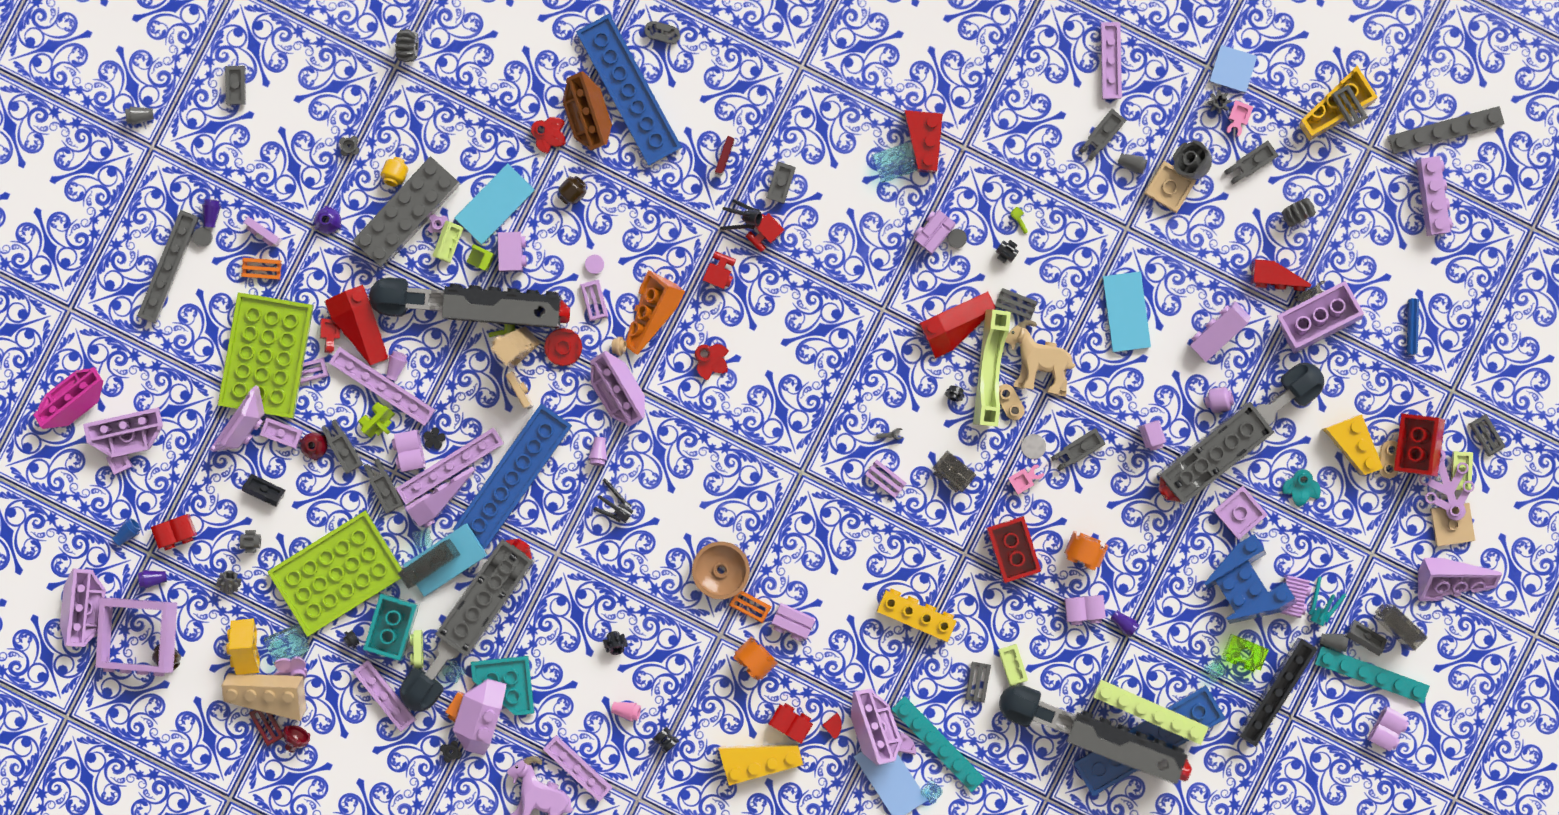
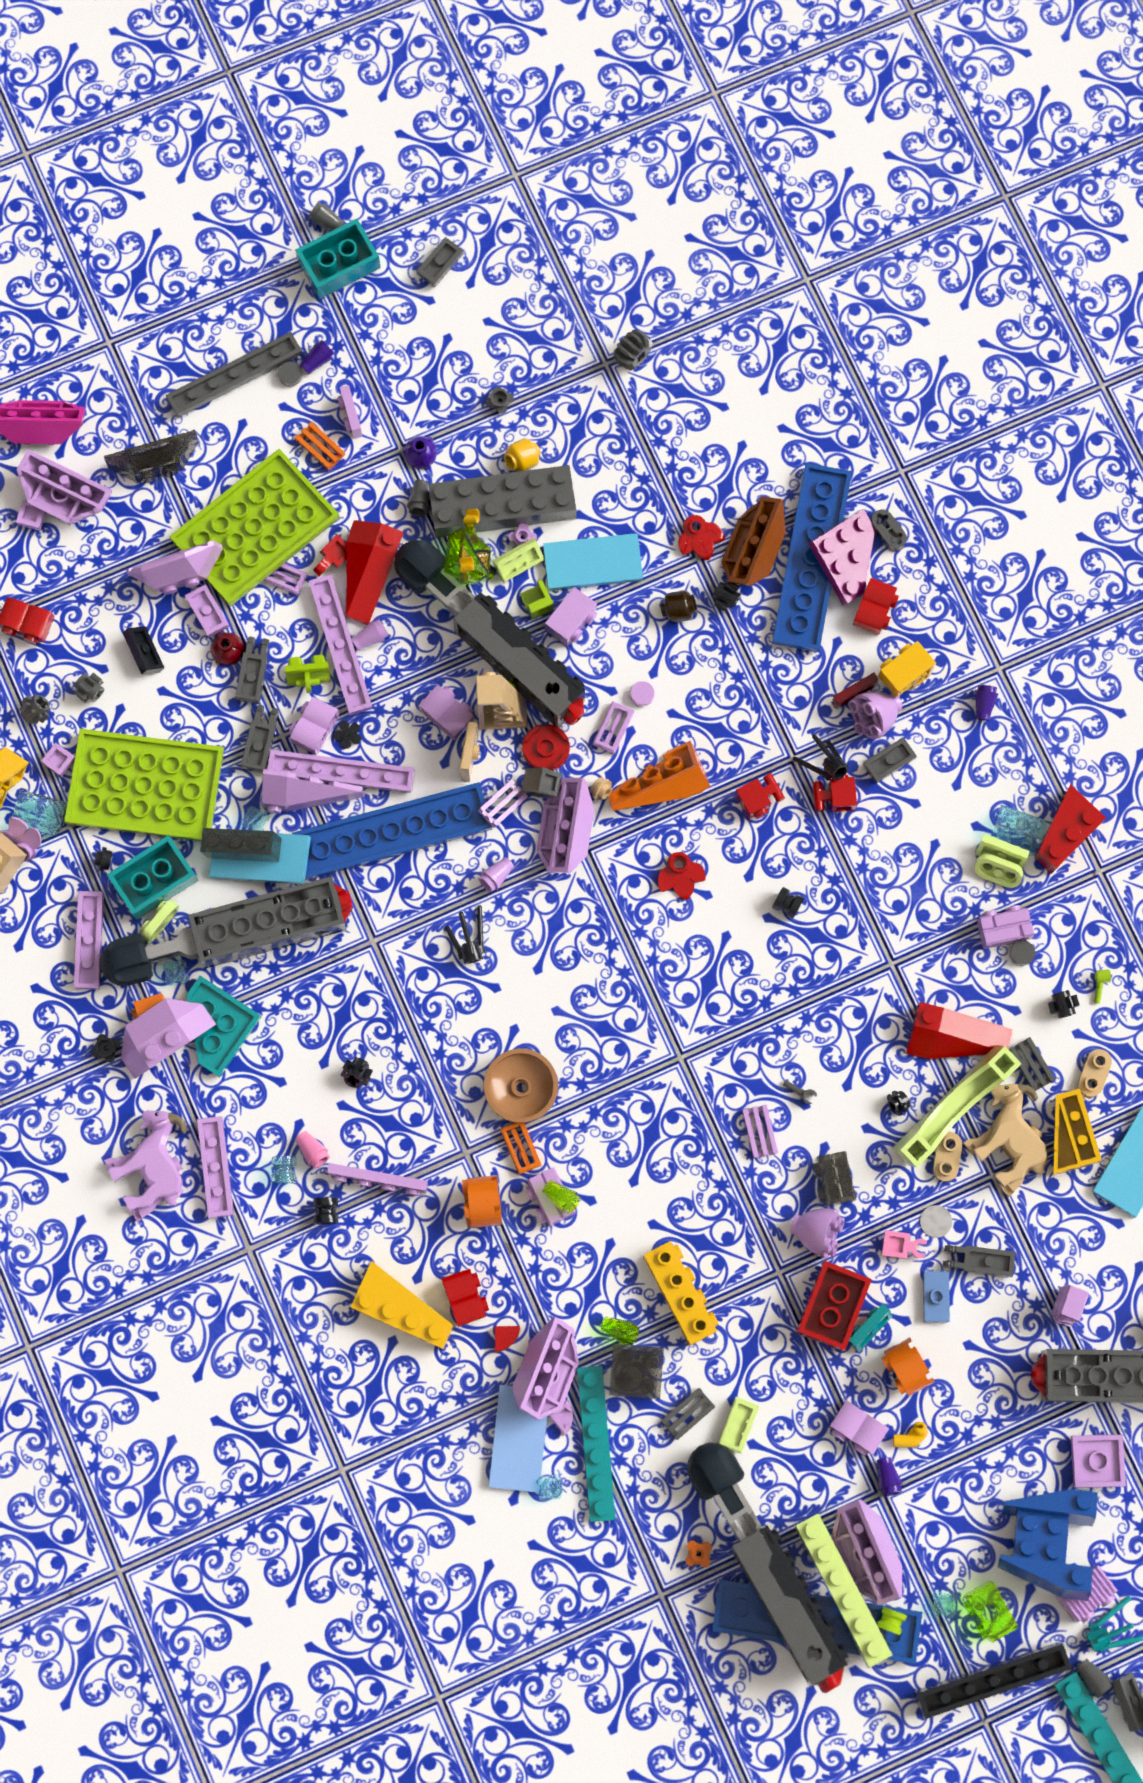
camera: 40 degrees right, 10 degrees down
(165, 363) = (155, 458): none -> clear smoke wedge
(170, 137) = (338, 258): none -> teal brick
(270, 601) = (58, 759): none -> lavender plate
(353, 253) = (419, 499): none -> dark grey cone
(414, 265) = (467, 554): none -> clear neon green torso
(484, 376) = (446, 712): none -> lavender brick
(568, 390) = (515, 791): none -> tile
(579, 373) = (541, 782): none -> dark grey brick
(596, 159) = (726, 595): none -> black gear
(620, 736) = (283, 1173): none -> clear light blue wheel
(649, 72) = (846, 555): none -> plate
(674, 700) = (367, 1177): none -> lavender plate
(693, 90) = (875, 606): none -> red brick
(747, 118) = (907, 669): none -> yellow brick
(748, 160) = (874, 713): none -> lavender piece
(790, 324) = (789, 903): none -> black wheel
(800, 617) = (561, 1196): none -> clear neon green cone
(809, 96) = (985, 700): none -> dark purple cone
(896, 185) = (1002, 849): none -> yellowish green plate
(898, 666) = (621, 1330): none -> clear neon green cone
(902, 198) = (998, 870): none -> yellowish green plate
(928, 684) = (636, 1371): none -> clear smoke brick
(969, 511) = (818, 1230): none -> lavender piece
(1045, 536) = (875, 1321): none -> teal plate
(1049, 763) = (702, 1560): none -> orange plate
(1057, 278) = (1094, 1072): none -> tan plate
(1069, 492) = (936, 1296): none -> medium blue plate
(1075, 328) = (1073, 1134): none -> yellow wedge
(1121, 588) = (913, 1438): none -> yellow arm
(1148, 677) = (868, 1552): none -> lavender wedge
(1192, 706) = (891, 1620): none -> lime wheel

